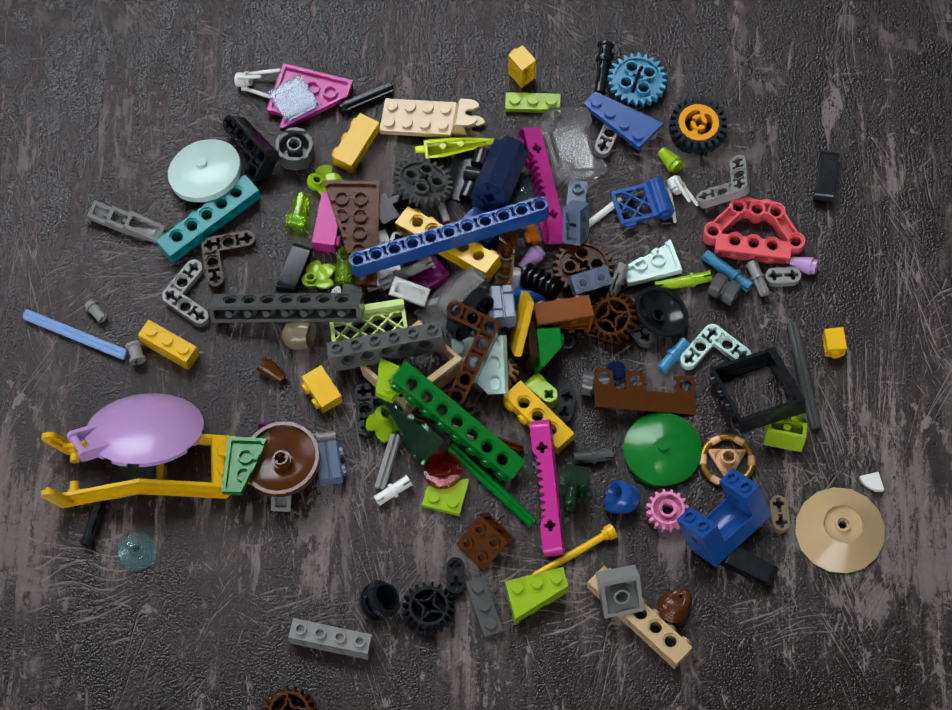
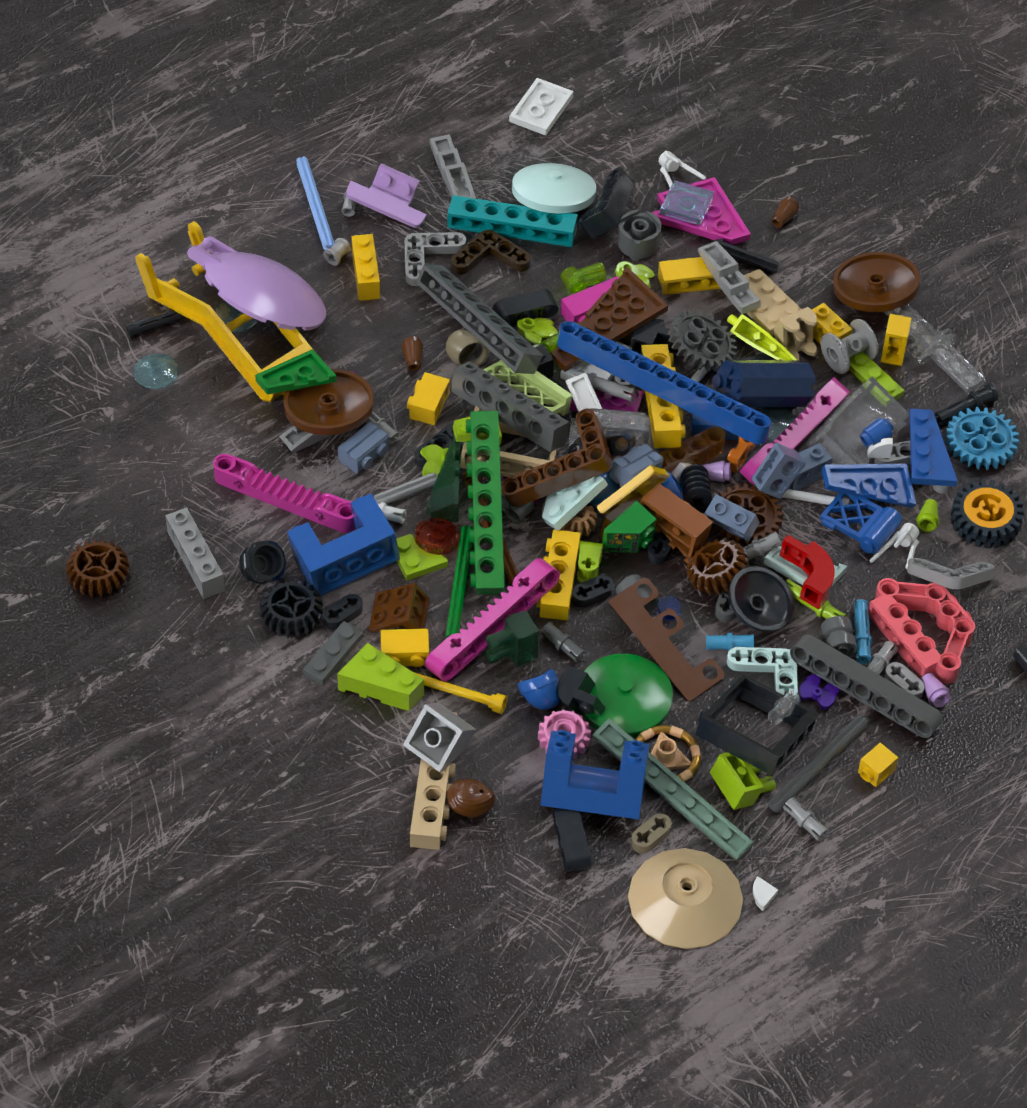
camera: 50 degrees right, 15 degrees down
(116, 281) = (389, 195): none -> lavender plate
(118, 120) = (541, 106): none -> white plate
(326, 542) = (318, 507): none -> dark pink gear
(350, 43) = (786, 210): none -> reddish brown cone
(387, 125) = (728, 277): none -> light grey slope
(416, 565) = (349, 556): none -> blue piece
(462, 38) = (876, 282): none -> reddish brown dish
(480, 93) = (829, 323): none -> yellow brick
(505, 89) = (839, 351): none -> light grey hose
(520, 558) = (406, 646): none -> yellow brick
(539, 46) = (939, 347): none -> clear hinge
(585, 138) = (876, 431): none -> blue brick
(604, 144) = (881, 449): none -> white tile
(623, 171) = (872, 481): none -> blue wing
(642, 480) = (575, 691): none -> black brick
(667, 259) = (815, 564): none -> red arch
(746, 336) = (810, 690): none -> dark purple piece
(762, 365) = (783, 707): none -> clear pin
(763, 476) = (679, 795): none -> sand green tile
(772, 302) = (866, 686): none -> dark grey beam
(839, 415) = (806, 819): none -> light grey pin

